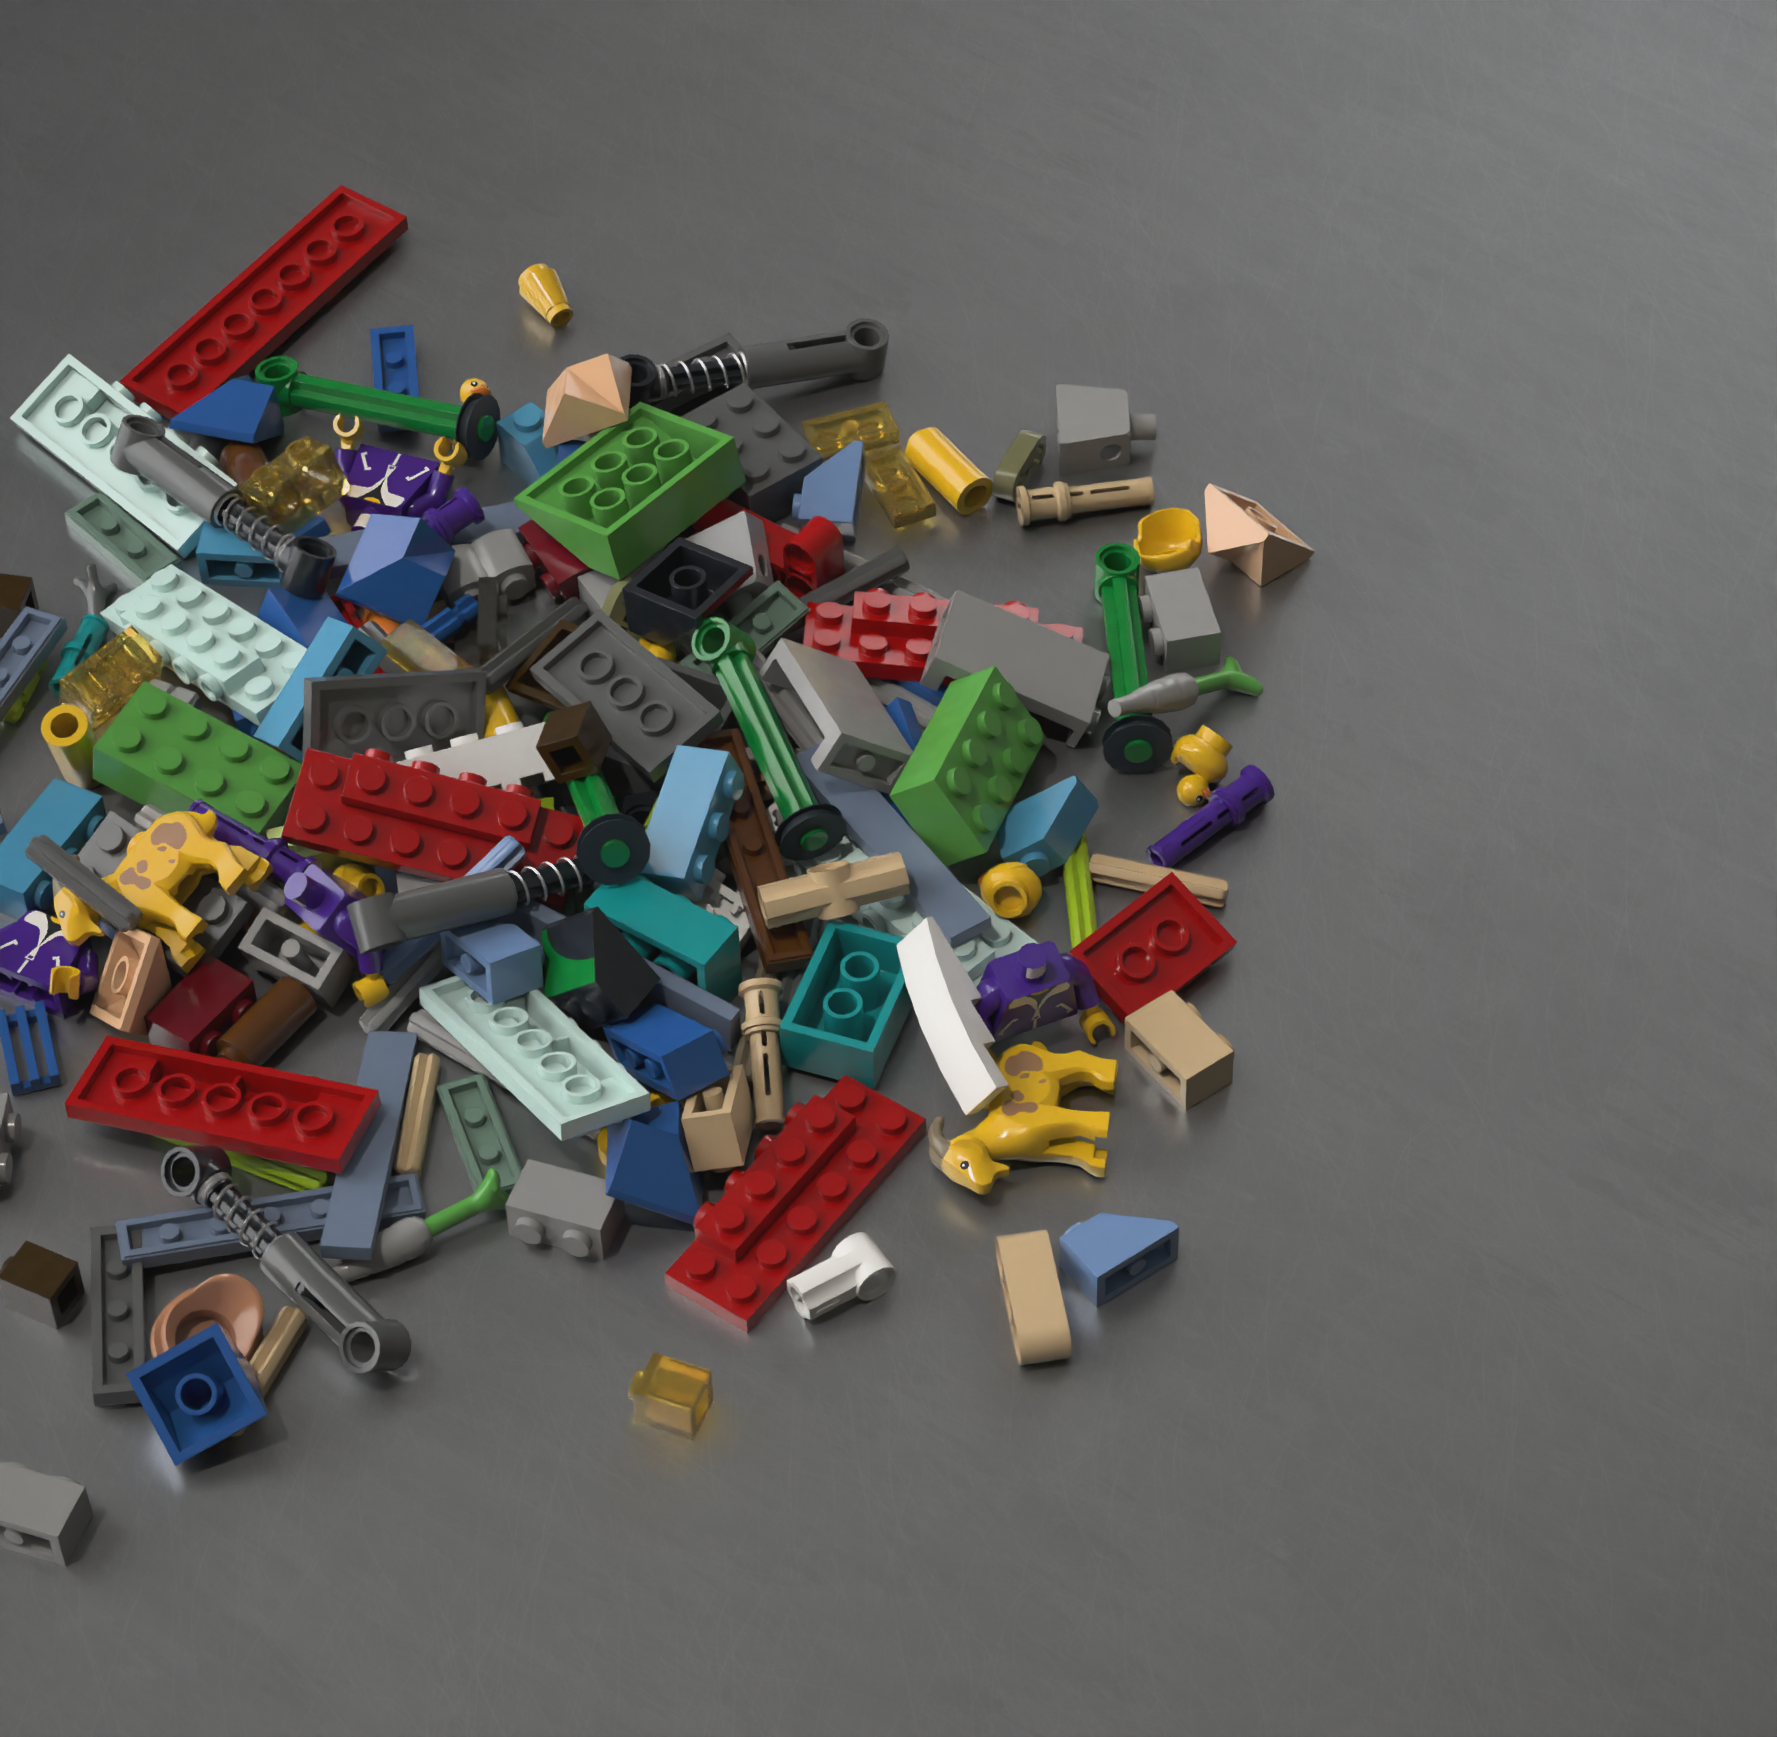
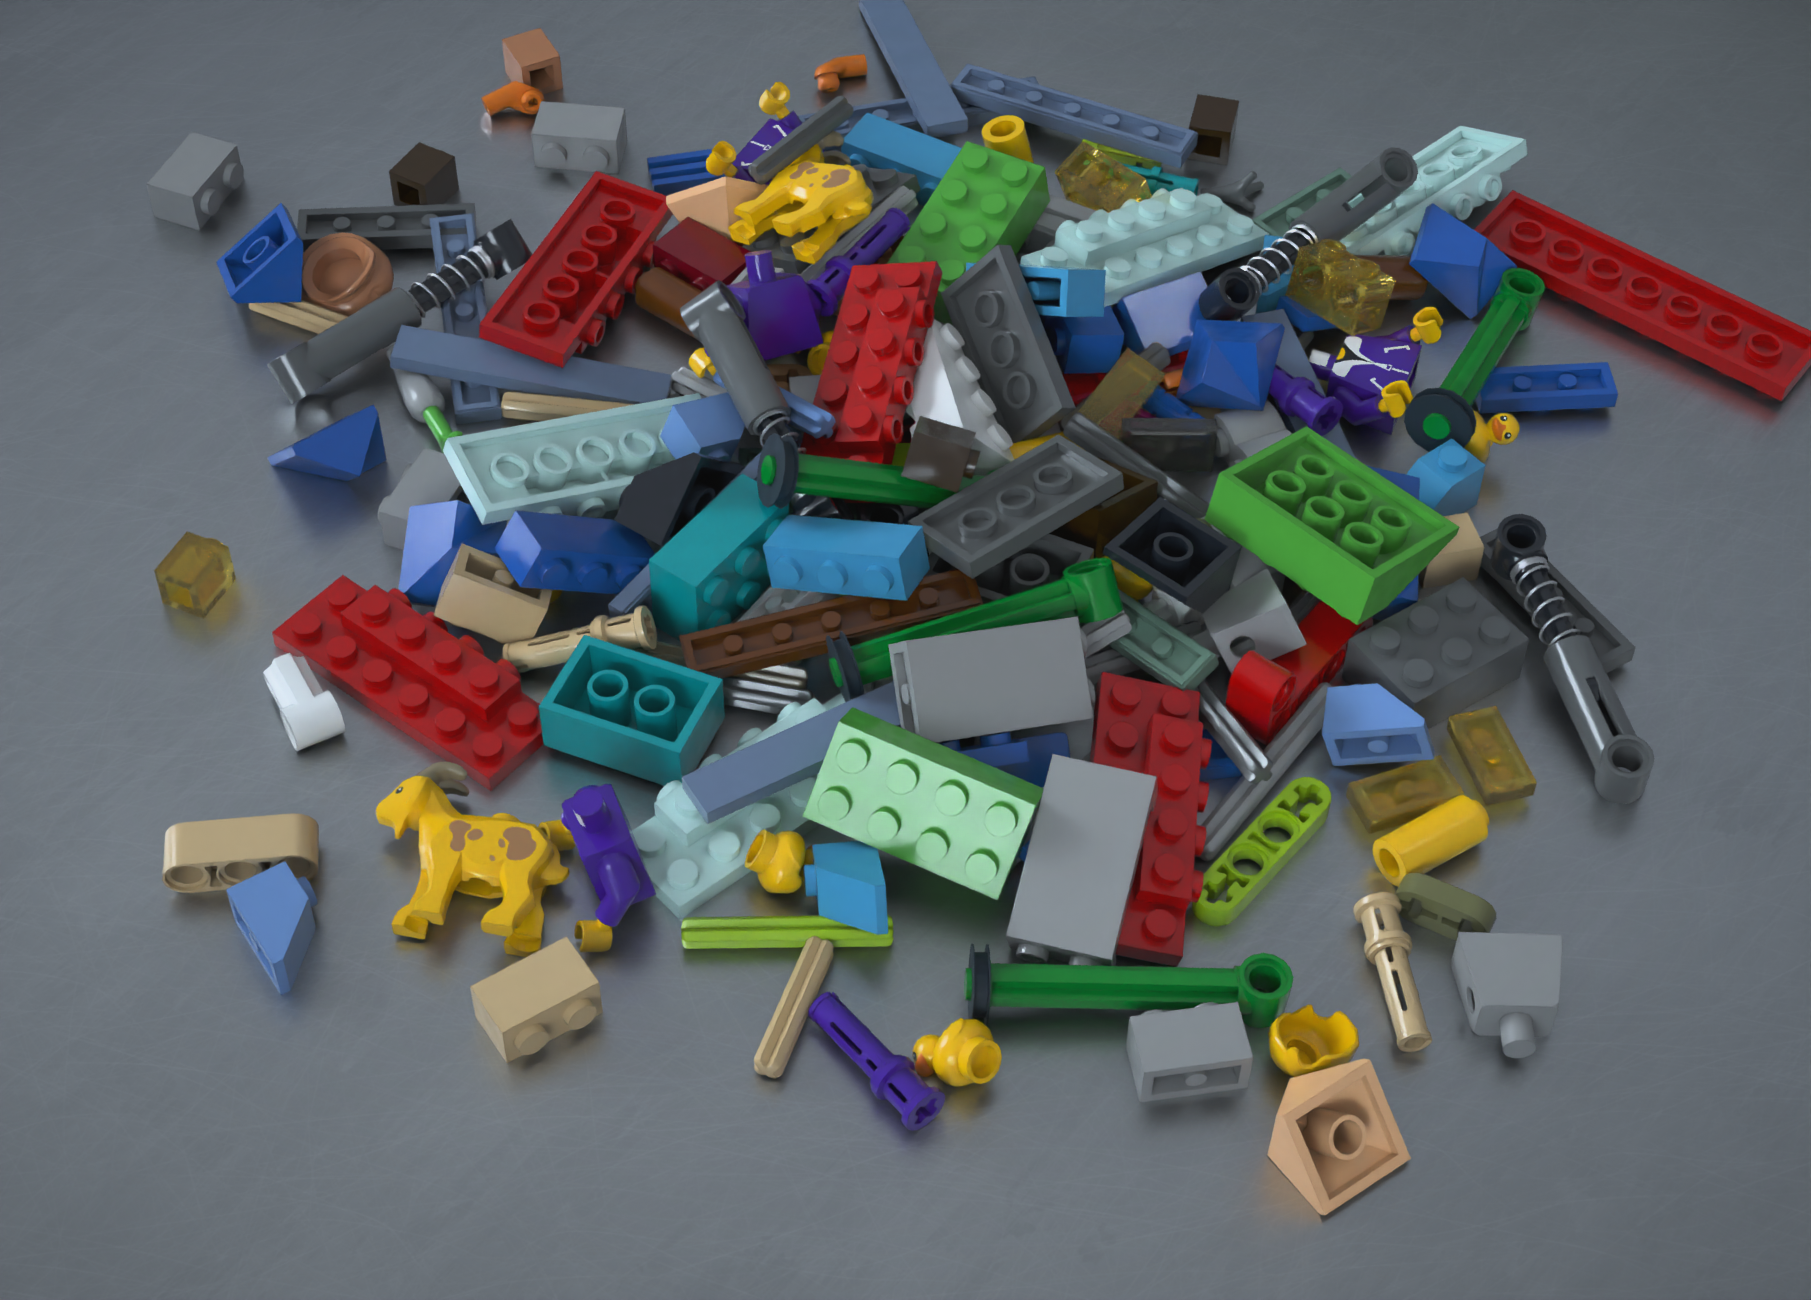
camera: 90 degrees right, 0 degrees up
(481, 1302) = (338, 450): none -> blue slope
(545, 293) = (1685, 501): yellow cone -> none
(587, 399) = (1457, 481): light nougat slope -> none
(833, 890) = (744, 671): tan piece -> none
(947, 1015) = (584, 758): white slope -> none
(965, 575) = (1257, 847): none -> lime beam
(1153, 947) = (675, 980): red plate -> none
(1182, 691) = (1052, 1027): light grey piece -> none

